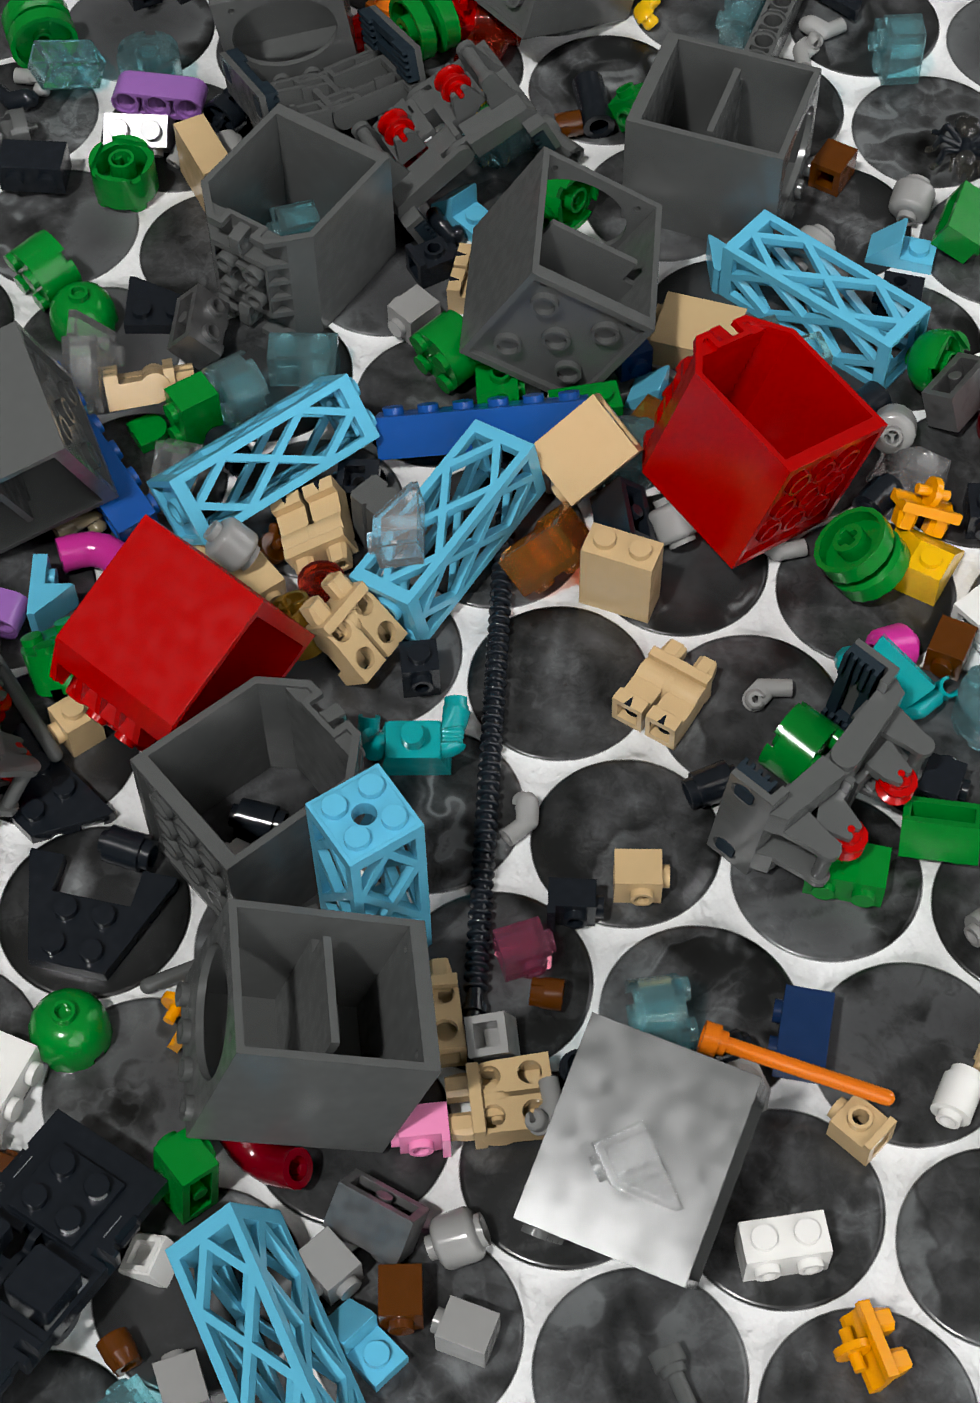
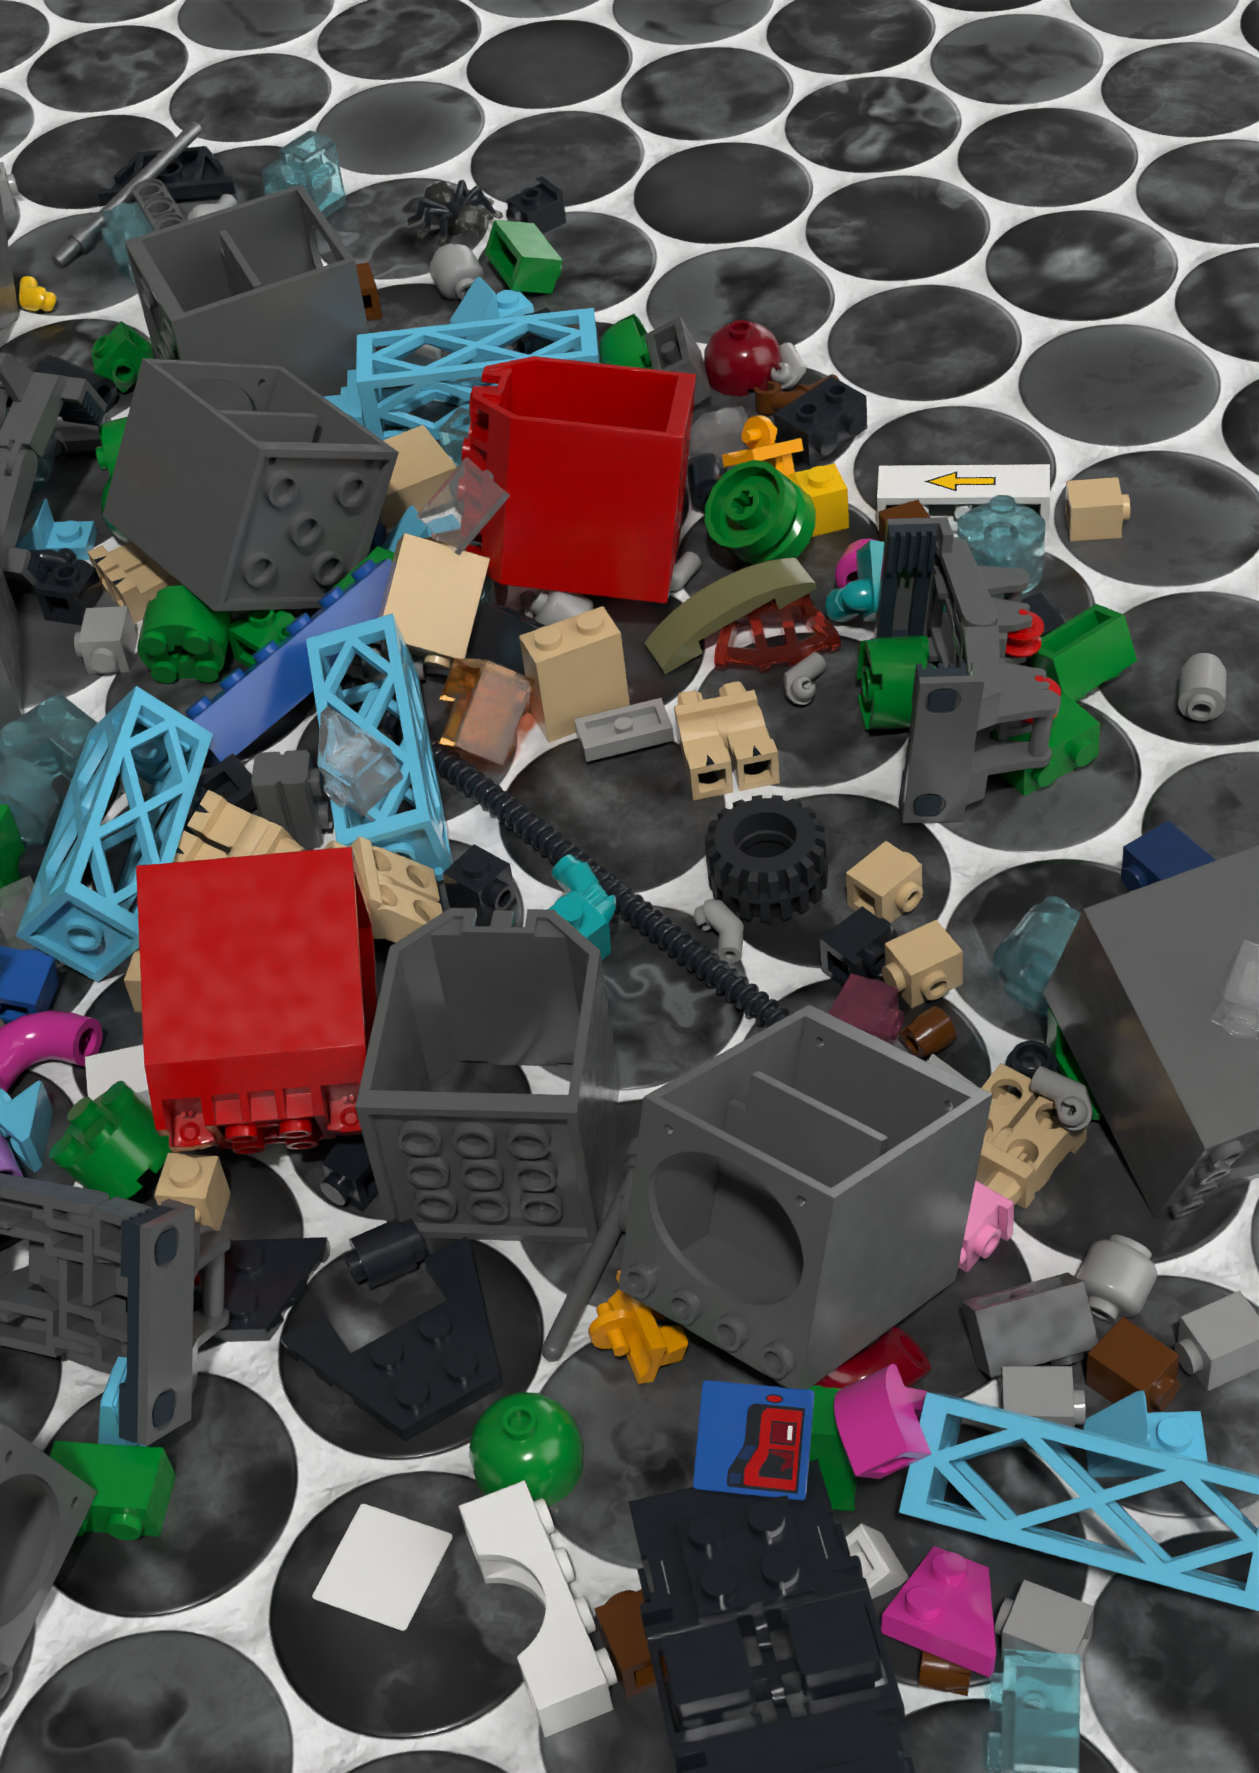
camera: 40 degrees left, 10 degrees down
(138, 1138) = (754, 1439): none -> sticker
(146, 1325) = (946, 1611): none -> dark pink wing
(191, 1193) = (881, 1423): none -> dark pink brick
(372, 844) = (712, 964): medium azure piece -> none
(595, 947) = (923, 964): none -> tan brick
(597, 770) = (767, 857): none -> black tyre
(620, 632) = (623, 729): none -> light grey plate
(641, 404) = (462, 506): none -> clear piece
(707, 785) = (851, 774): black brick -> none
(777, 599) = (721, 604): none -> olive slope
(807, 614) = (793, 651): none -> clear red plate

